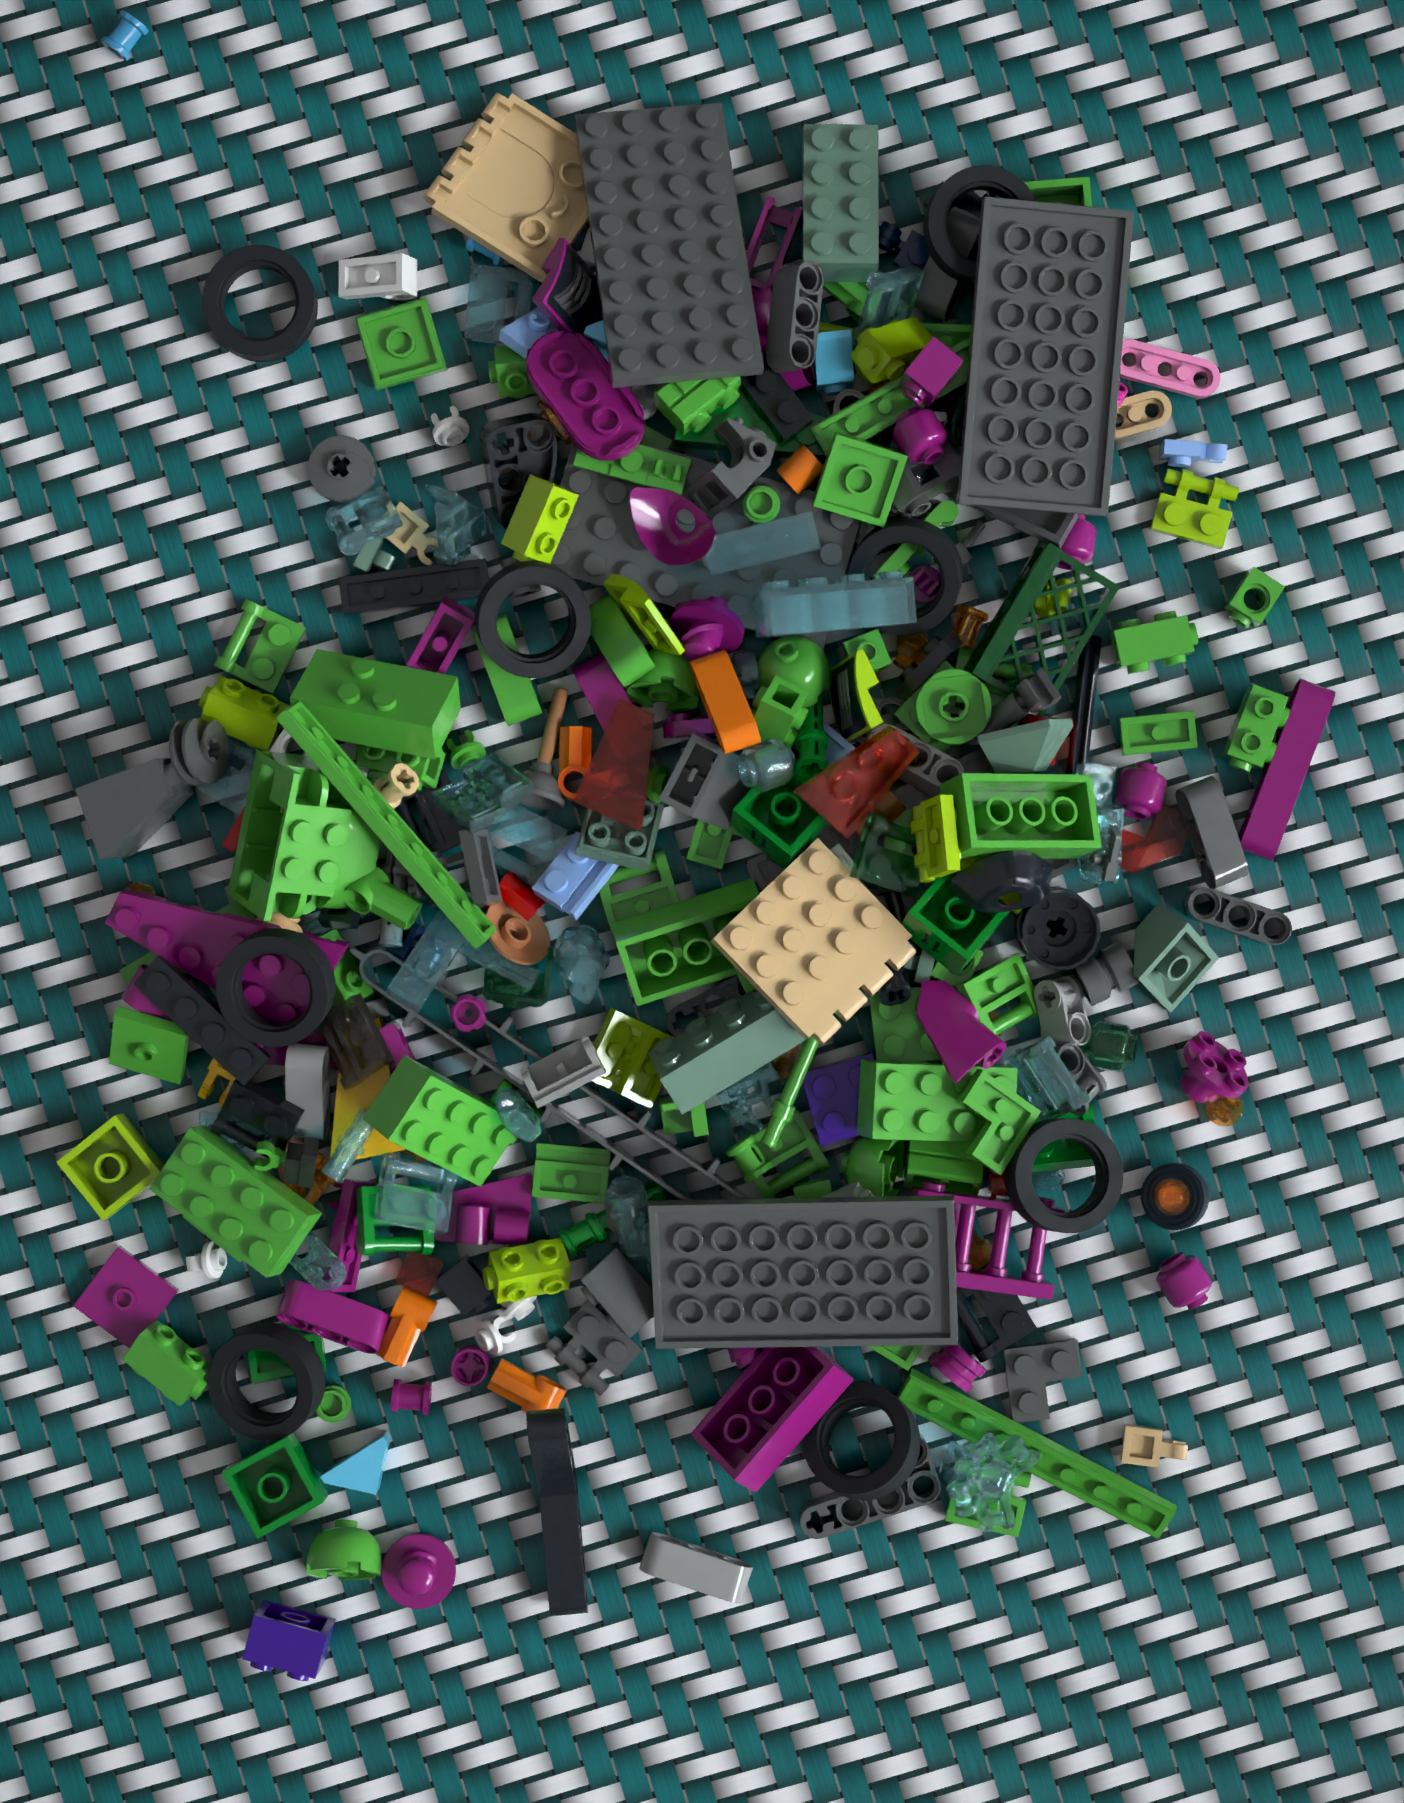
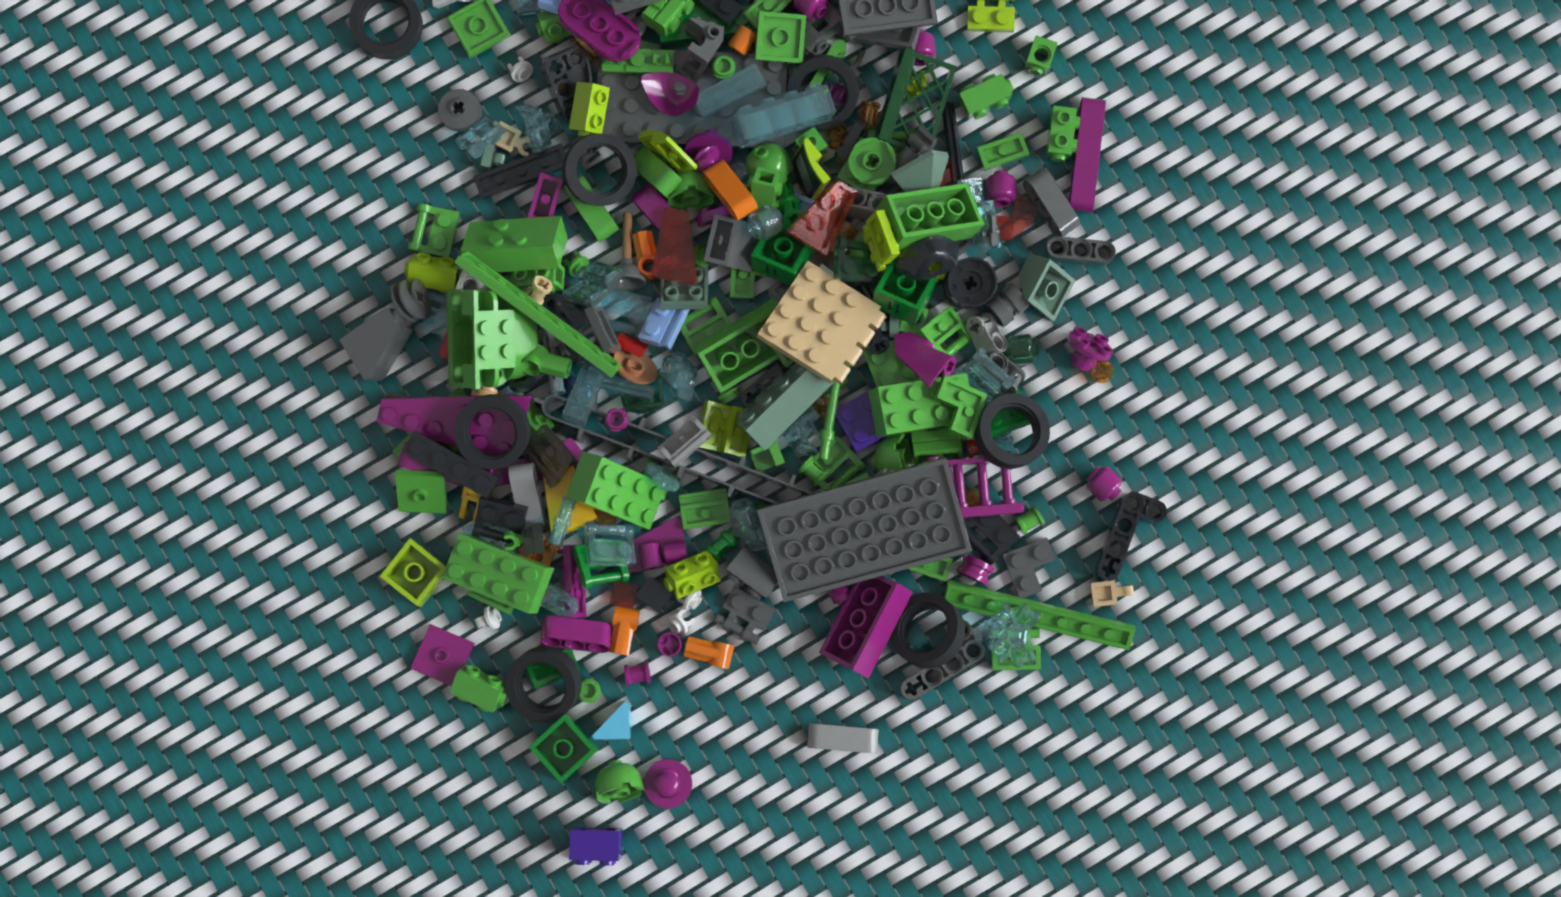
camera: 15 degrees left, 5 degrees down
(559, 1509) = (746, 719): black beam -> none
(649, 1010) = (729, 394): none -> bright green plate
(1059, 1308) = (1029, 520): none -> bright green bush
(1175, 1196) = (1085, 432): black wheel -> none
(1196, 1370) = (1124, 538): none -> black beam

